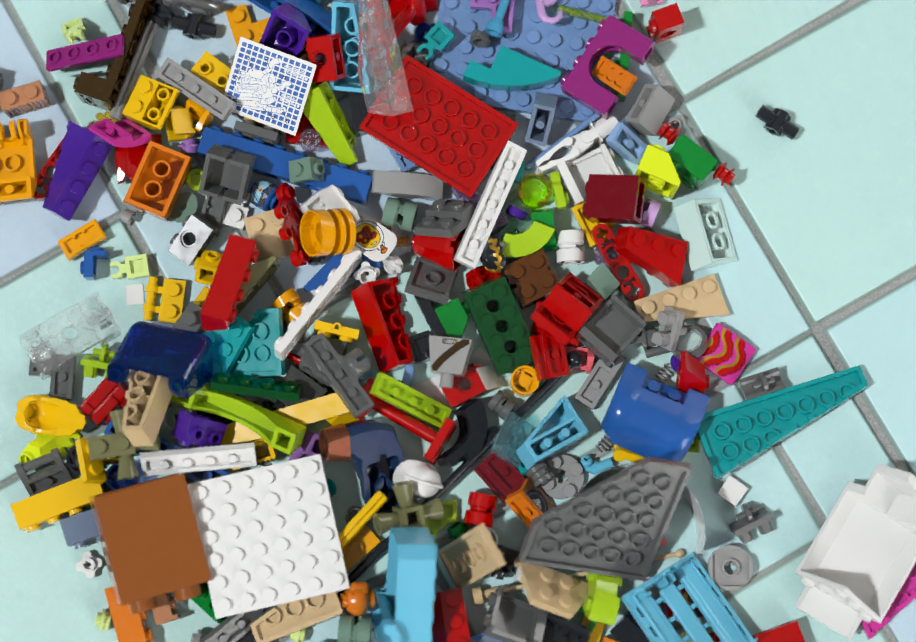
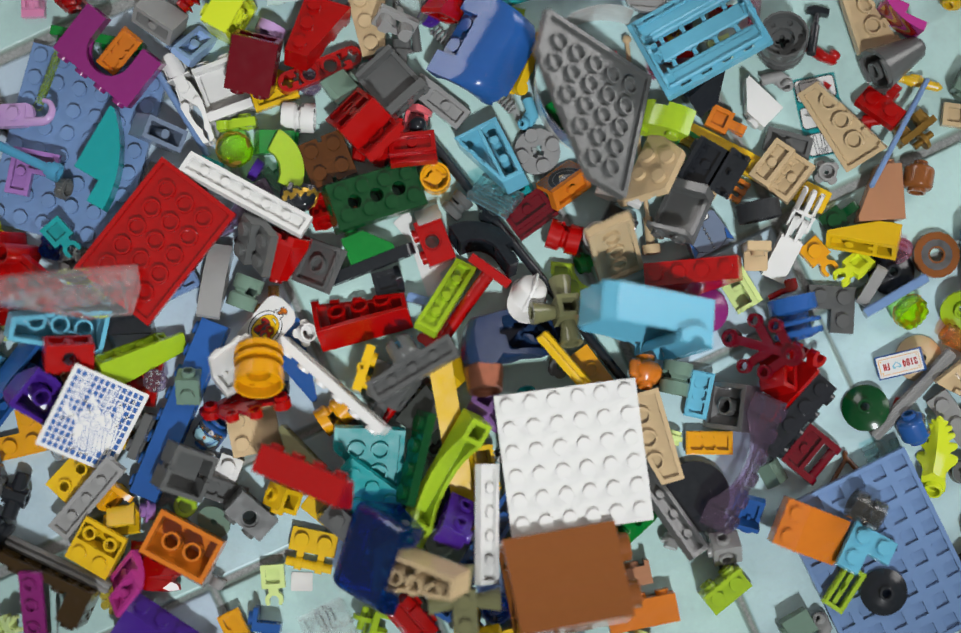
camera: 85 degrees left, 5 degrees up
(393, 265) = (299, 304): white plate -> none
(449, 358) = (404, 253): light grey torso -> none
(540, 474) = (534, 171): dark grey wheel -> none

